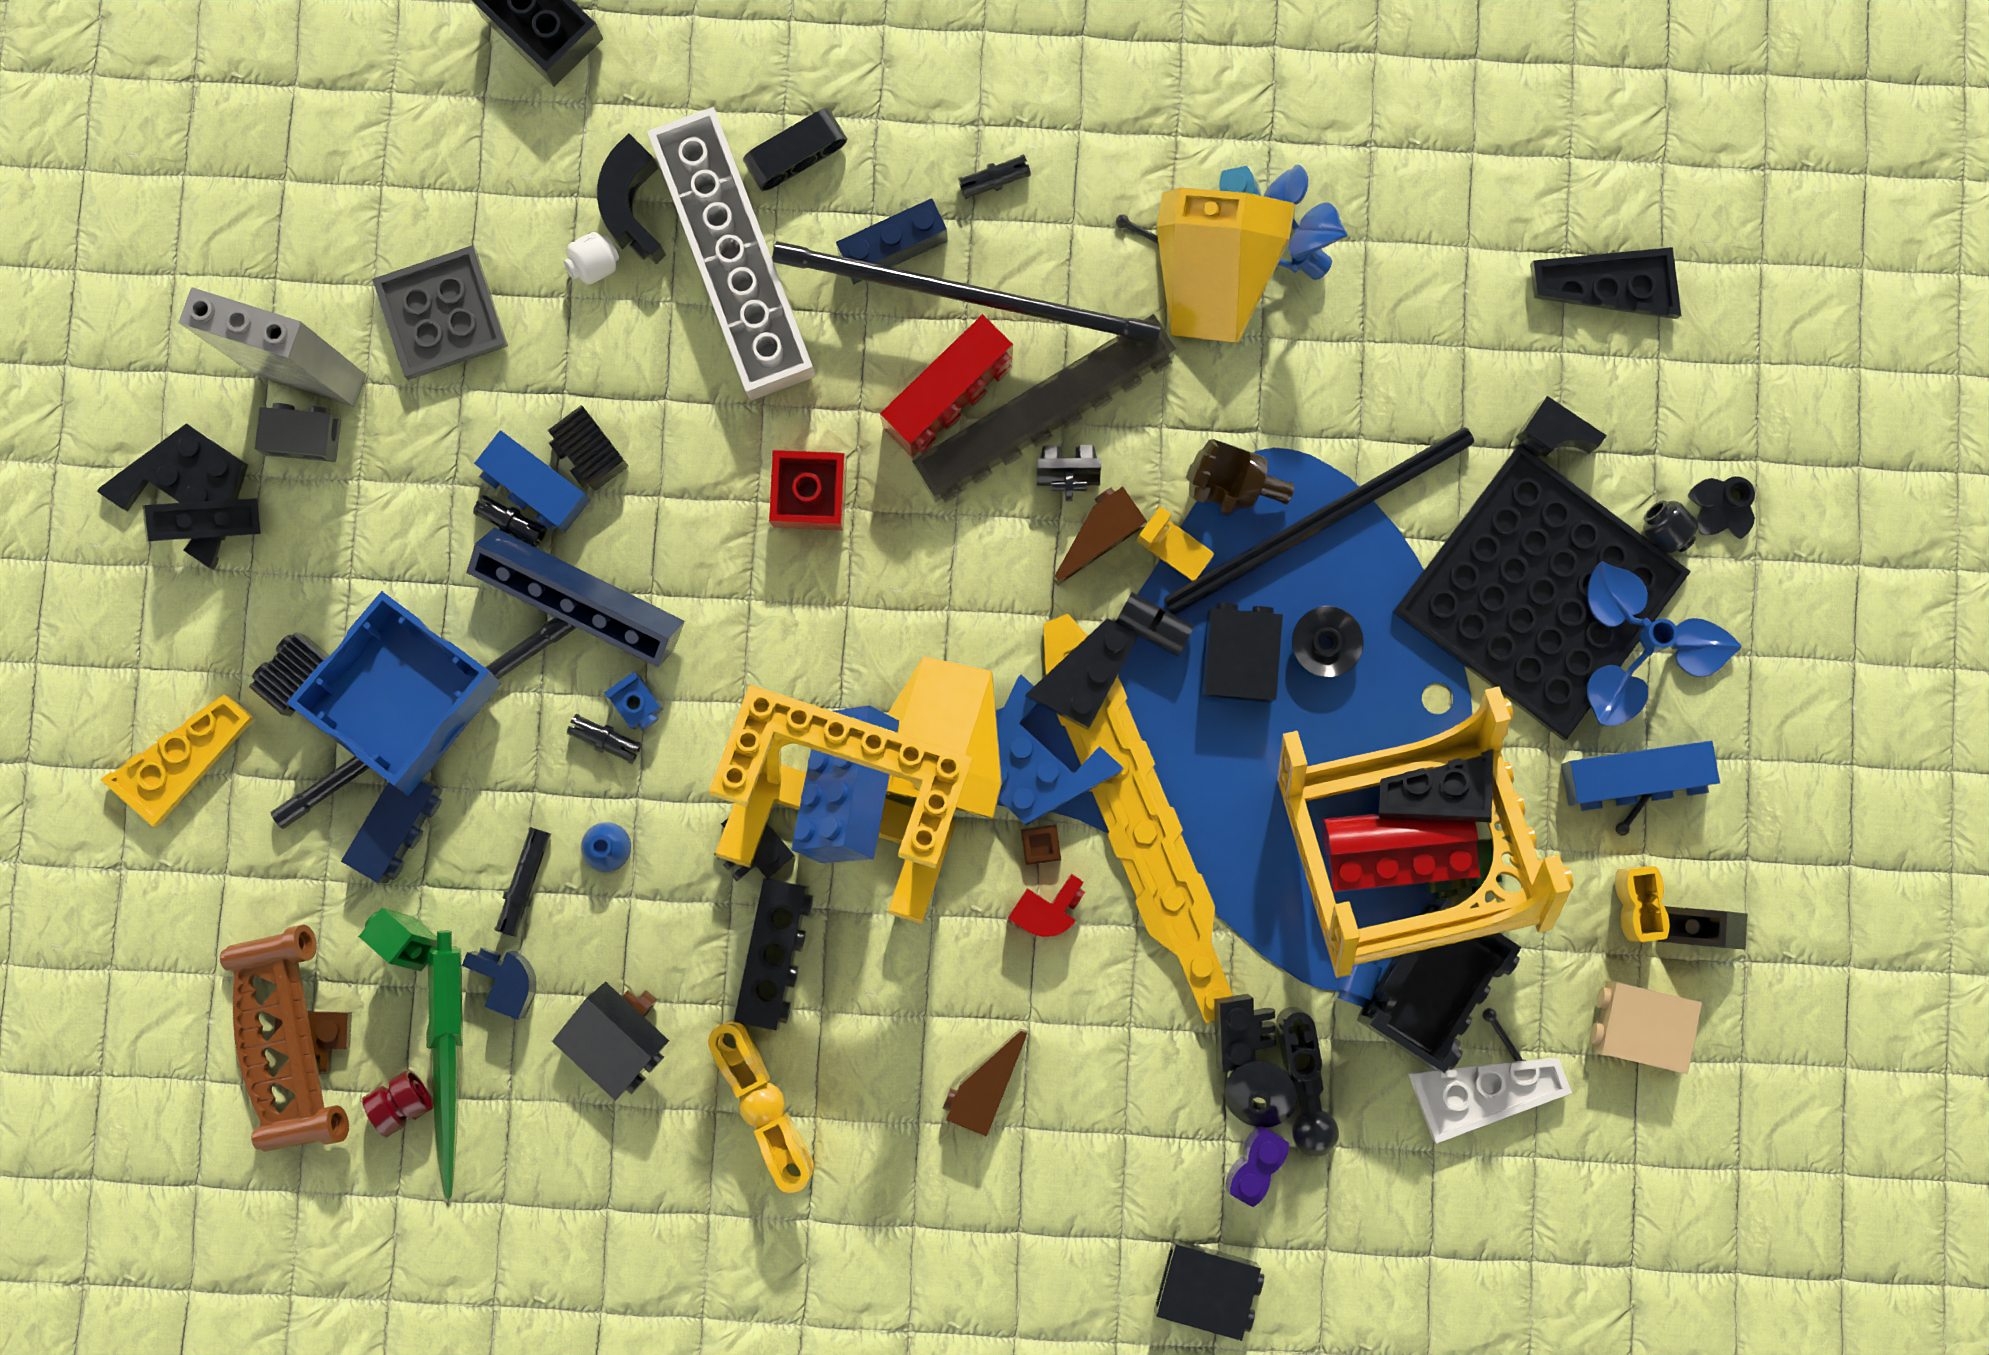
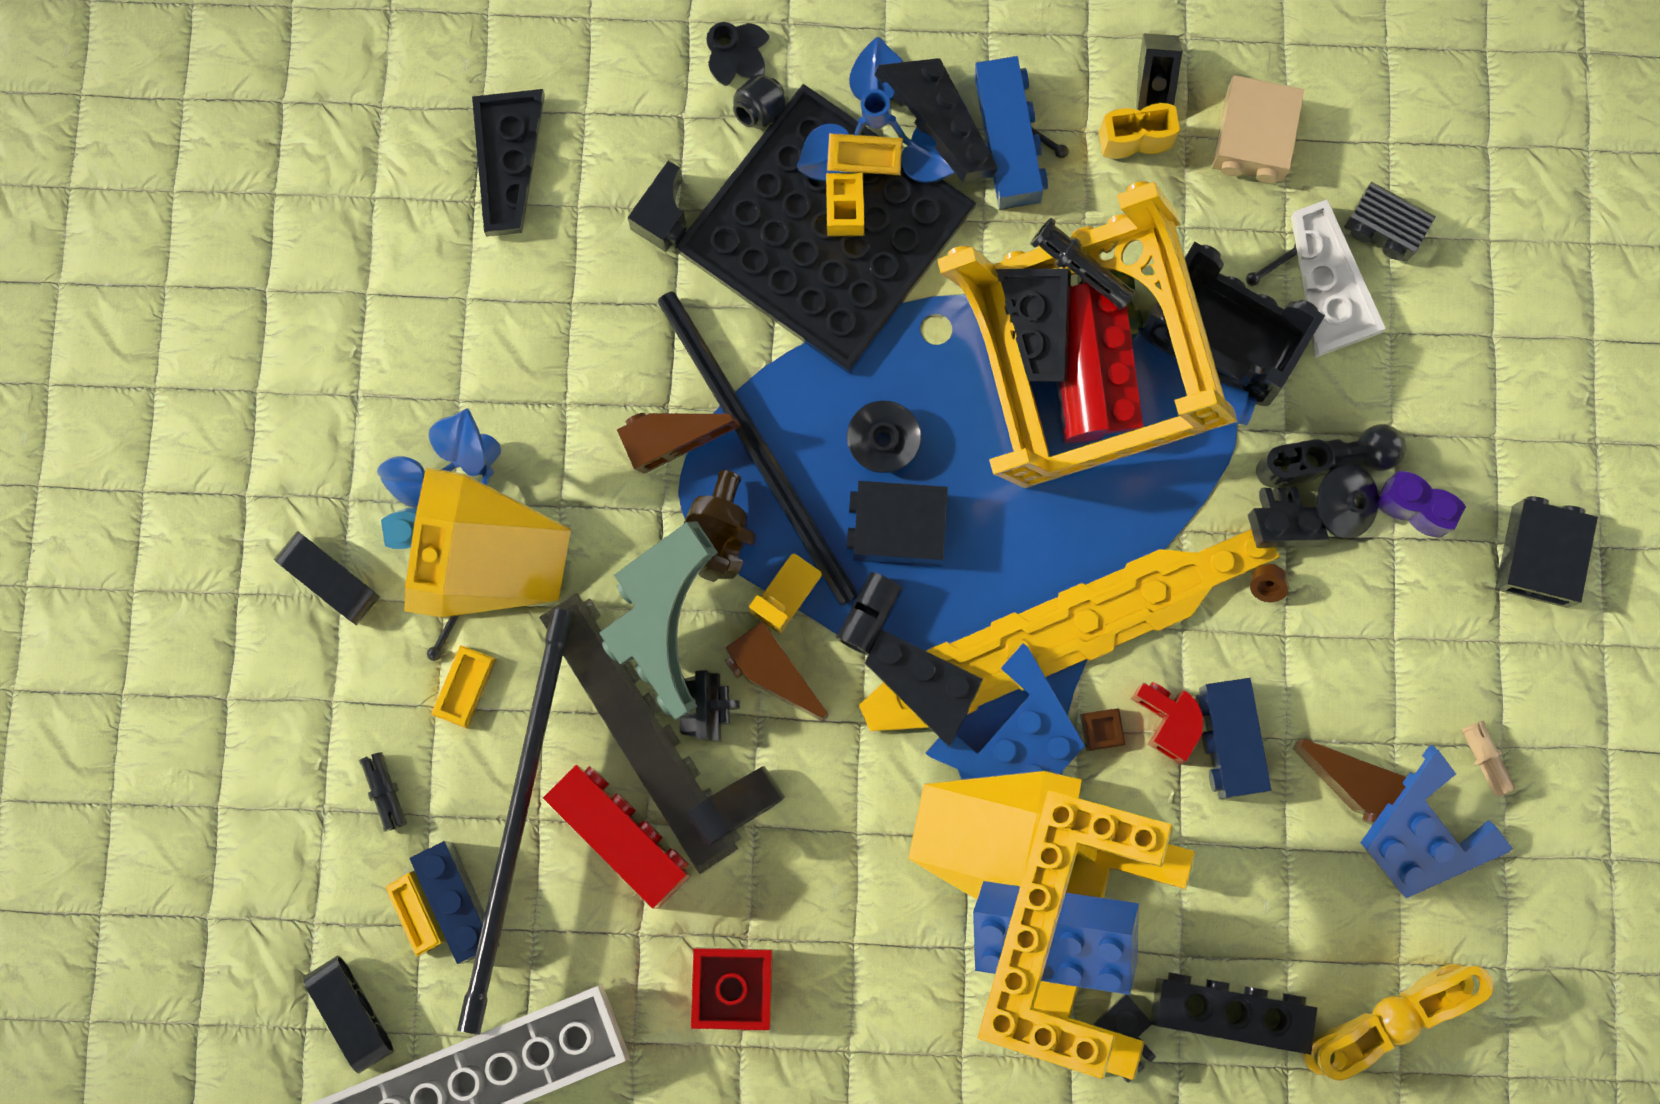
camera: 90 degrees left, 5 degrees down
(882, 206) = (415, 913): none -> yellow tile
(923, 1137) = (1415, 844): none -> blue wing
(973, 493) = (735, 805): none -> black beam
(1006, 1216) = (1488, 758): none -> tan axle
(1029, 967) = (1233, 739): none -> dark blue brick
(1090, 248) = (463, 686): none -> yellow tile
(1137, 413) = (649, 631): none -> sand green arch
(1180, 1012) = (1269, 583): none -> reddish brown tile
(1194, 120) = (326, 578): none -> black beam
(1326, 426) = (662, 437): none -> reddish brown slope
(1505, 819) = (1069, 254): none -> black pin
(1547, 1154) = (1389, 222): none -> black brick
(1561, 606) = (845, 204): none -> yellow brick
(1614, 627) = (864, 154): none -> yellow tile
(1659, 704) = (940, 113): none -> black wing

